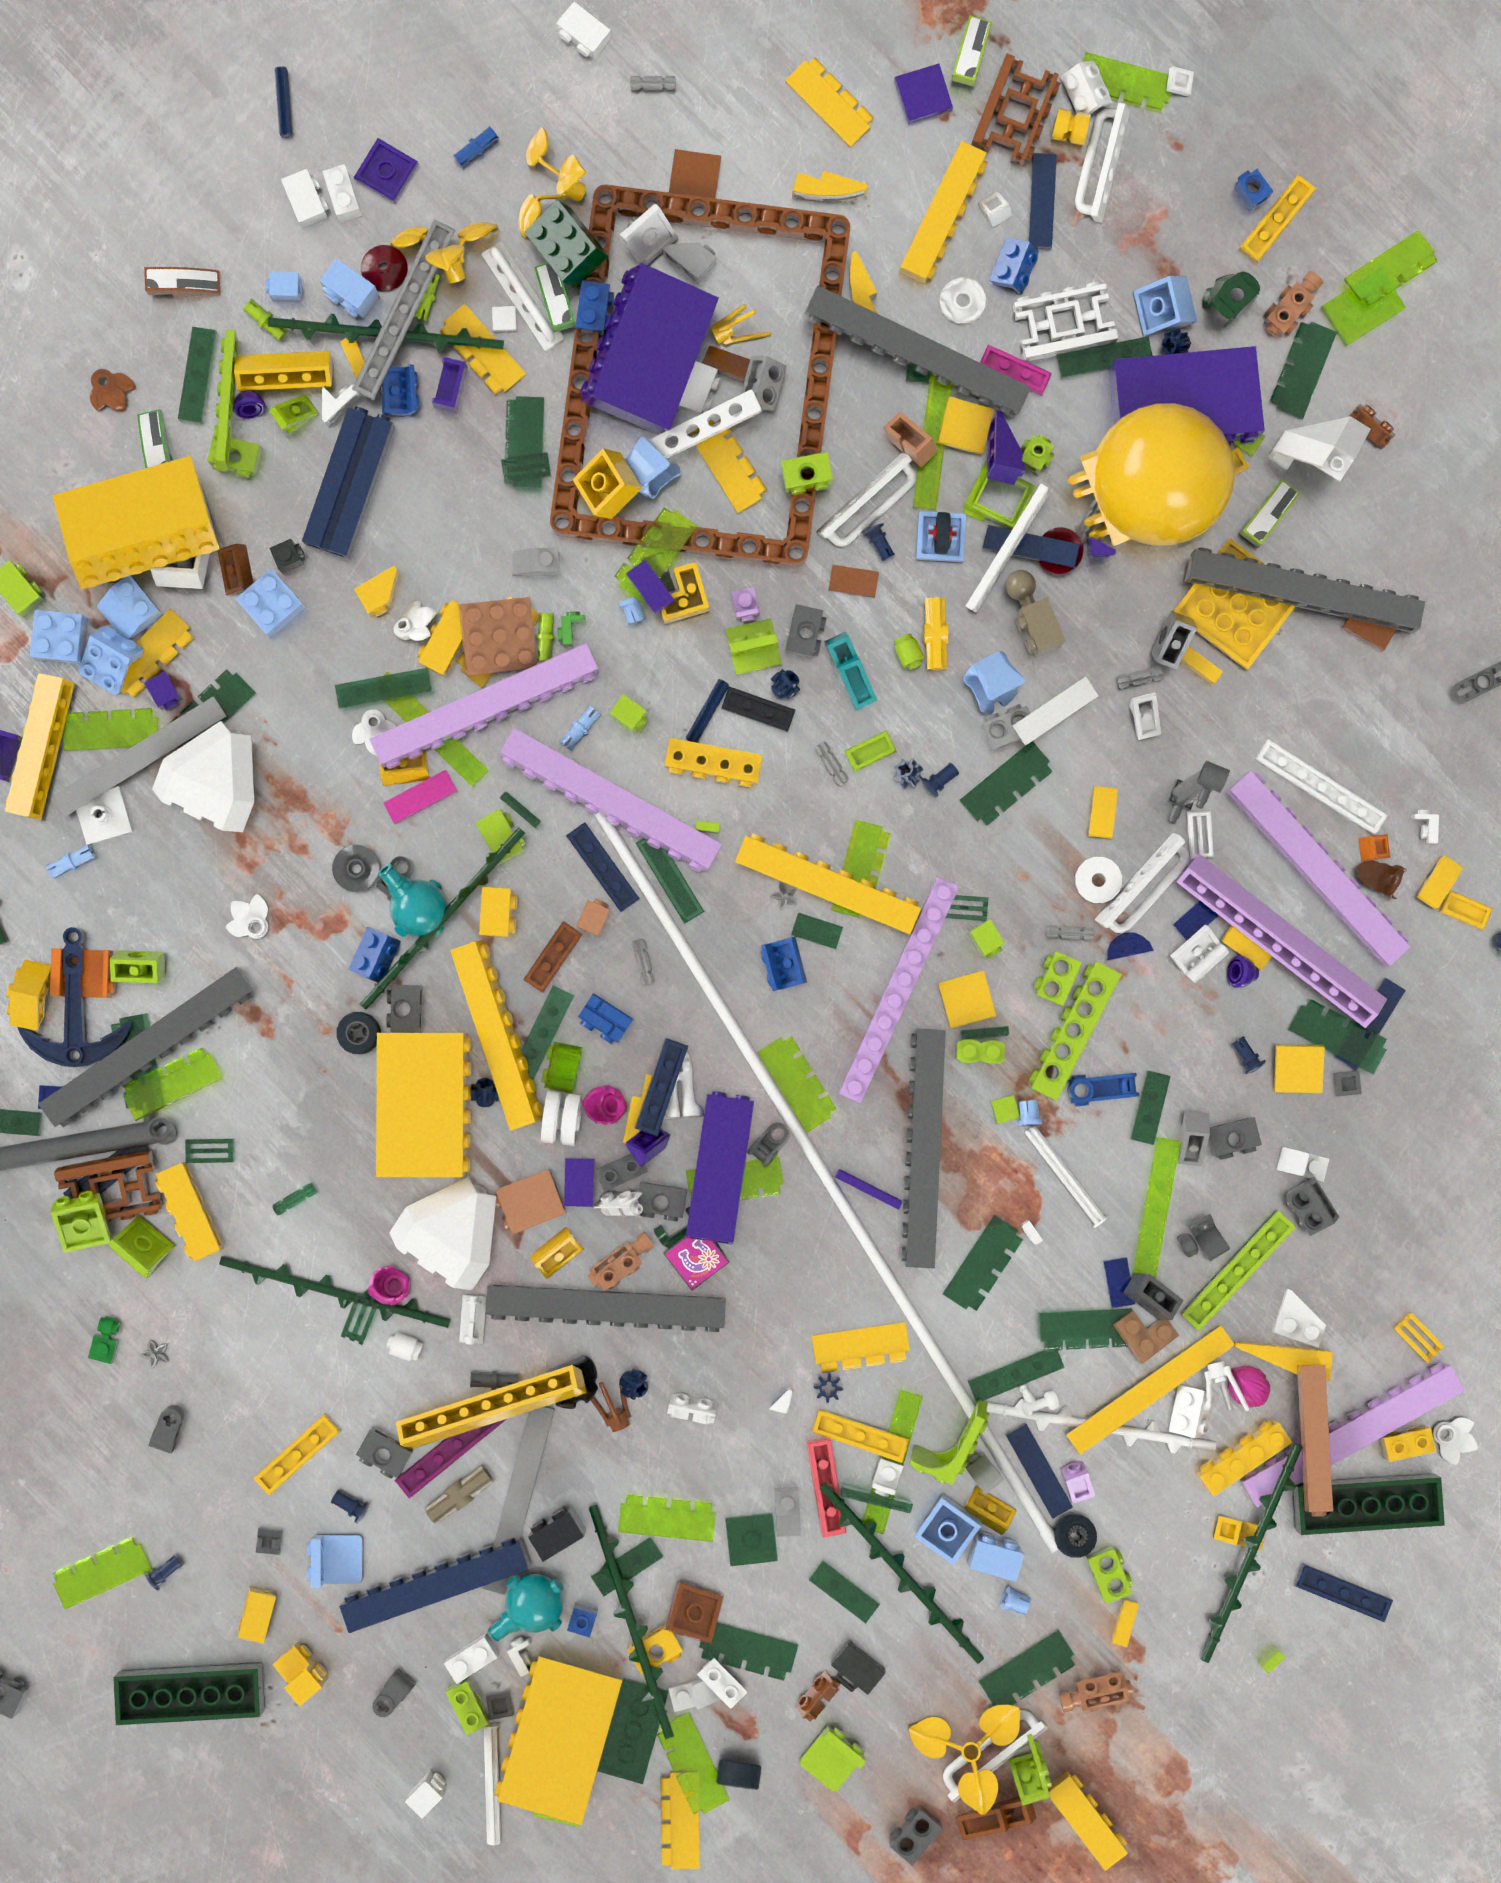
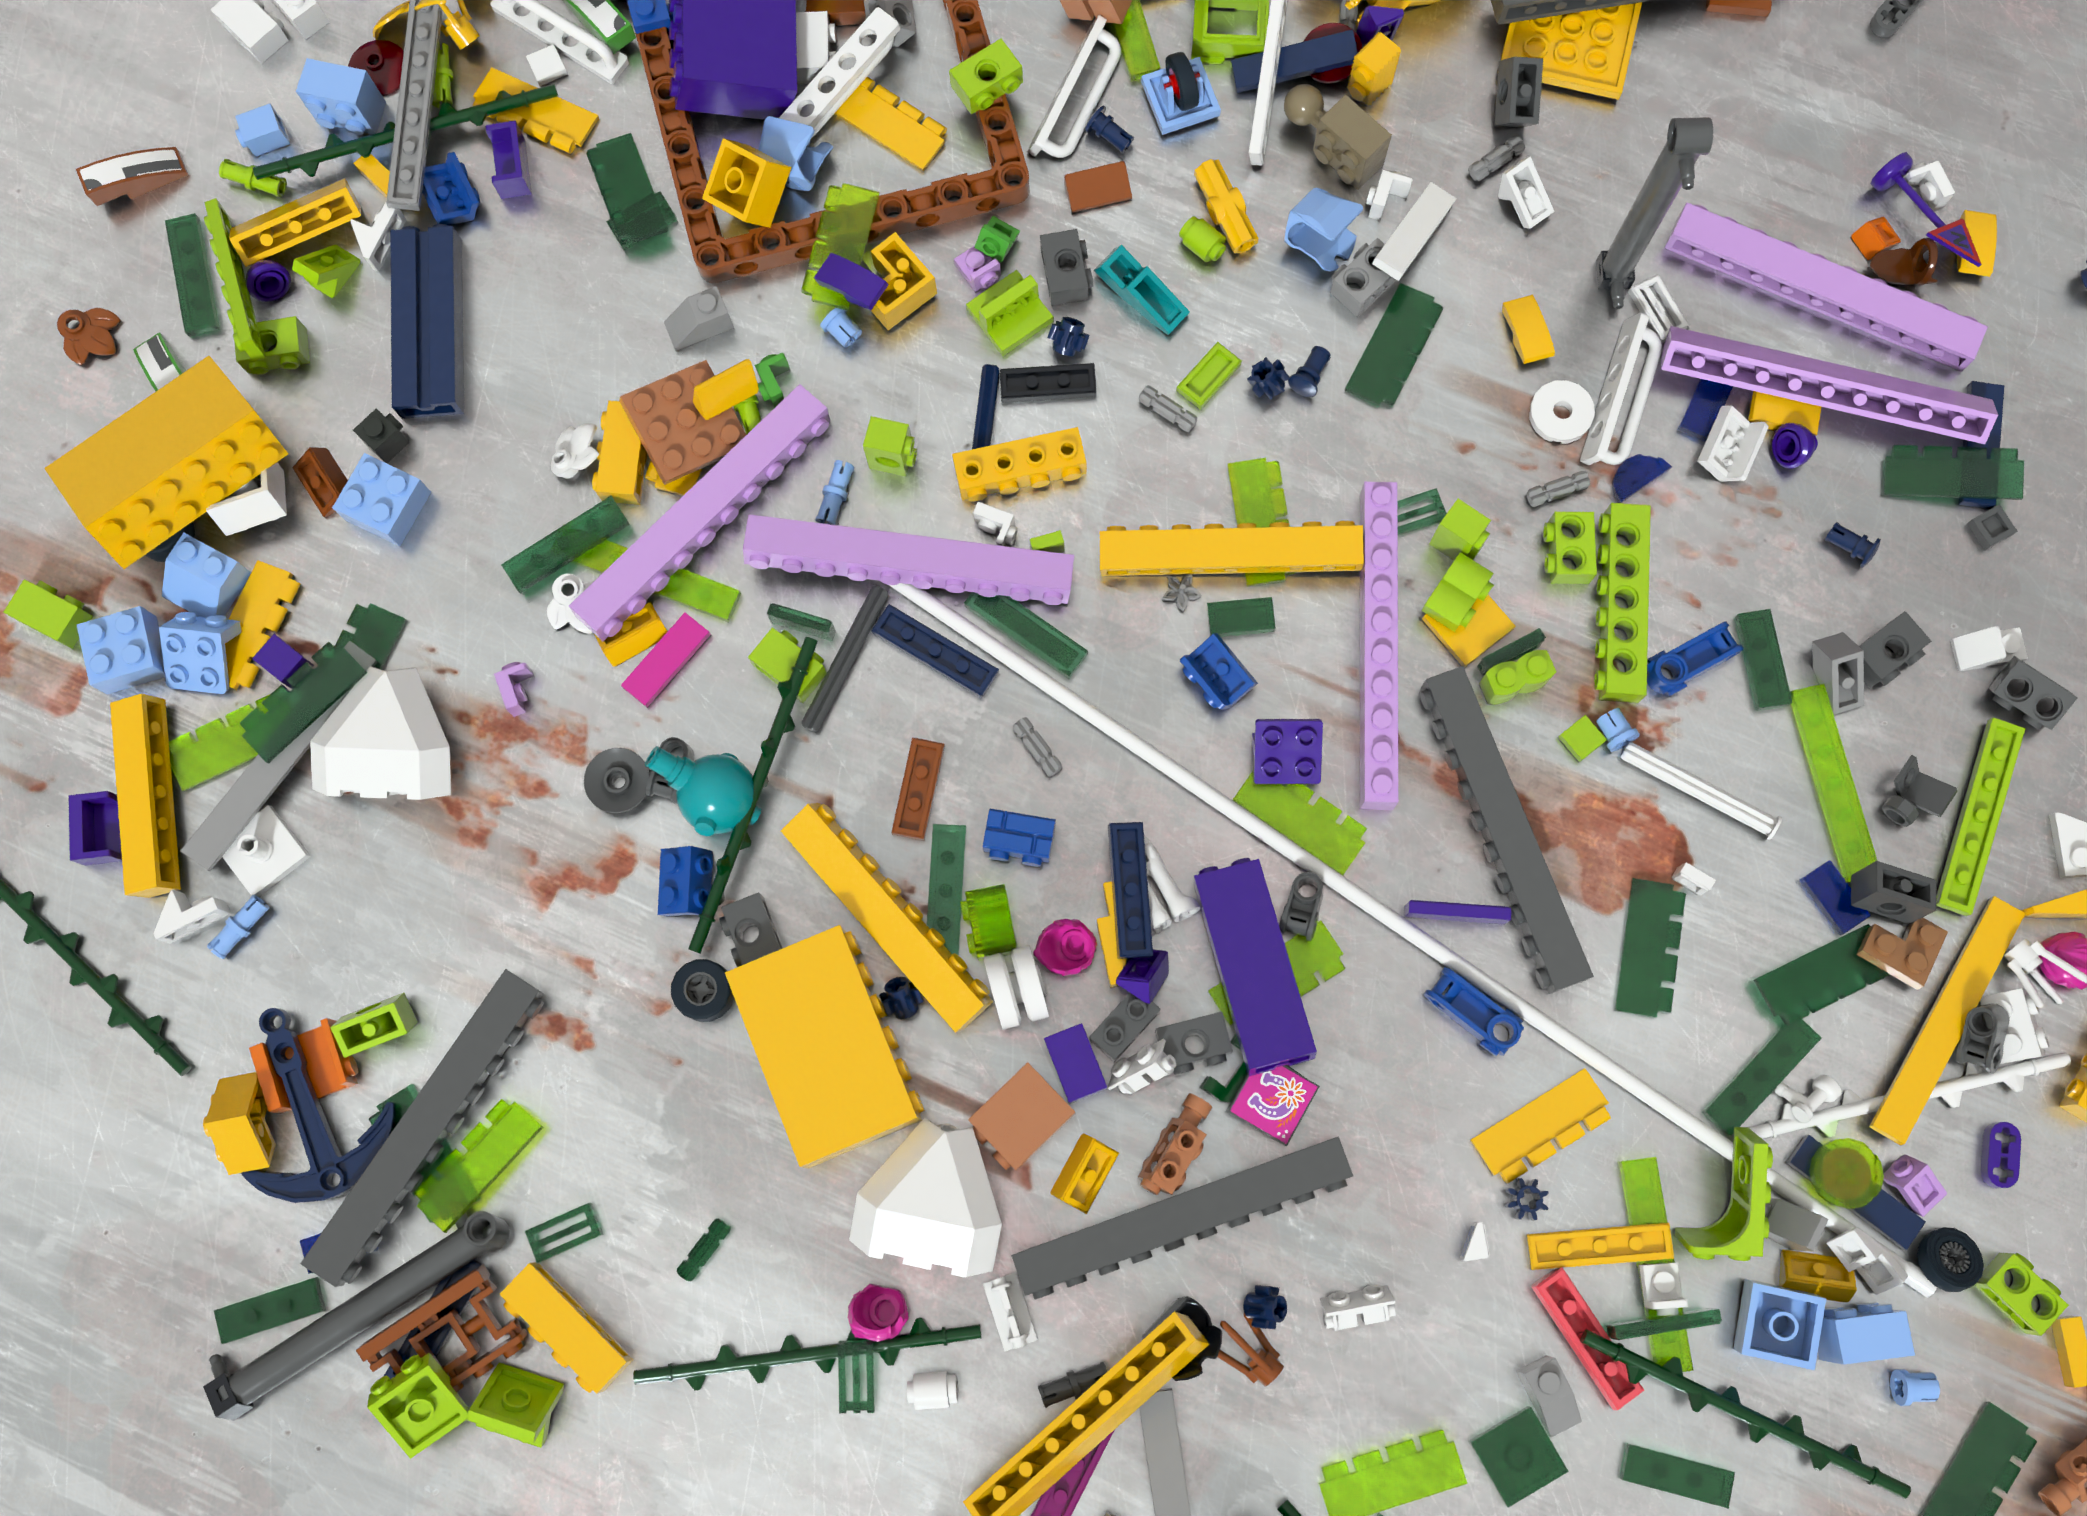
camera: 15 degrees left, 10 degrees down
(34, 840) = (181, 919): none -> white slope
(166, 730) = (297, 709): none -> clear green windscreen
(246, 915) = (498, 901): white plate -> none
(308, 777) = (512, 693): none -> lavender bracket
(378, 592) = (513, 432): yellow slope -> none
(497, 912) = (821, 757): yellow brick -> none
(534, 628) = (725, 389): none -> yellow slope
(540, 847) = (845, 658): none -> dark grey axle
(594, 917) = (950, 712): nougat piece -> none
(677, 793) = (993, 520): none -> white bracket
(766, 591) = (996, 238): none -> bright green bracket
(804, 1038) = (1287, 751): none -> dark purple bracket
(850, 1257) = (1474, 1011): none -> blue piece
(966, 978) = (1458, 592): none -> lime brick
(1027, 1520) = (1869, 1258): none -> white slope
(1037, 1457) = (1846, 1173): none -> clear neon green tile
(1044, 671) = (1389, 183): none -> white bracket
(1080, 579) = (1373, 69): none -> yellow brick
(1137, 1483) = (2001, 1155): none -> dark purple beam
(1163, 1413) = (1980, 1044): none -> dark grey piece
(1201, 666) = (1565, 116): yellow piece -> none
(1299, 1068) = (1924, 532): yellow tile -> none
(1321, 787) = (1780, 196): white tile -> none
(1419, 874) = (1953, 235): none -> dark purple piece
(1466, 910) = (2026, 264): yellow tile -> none

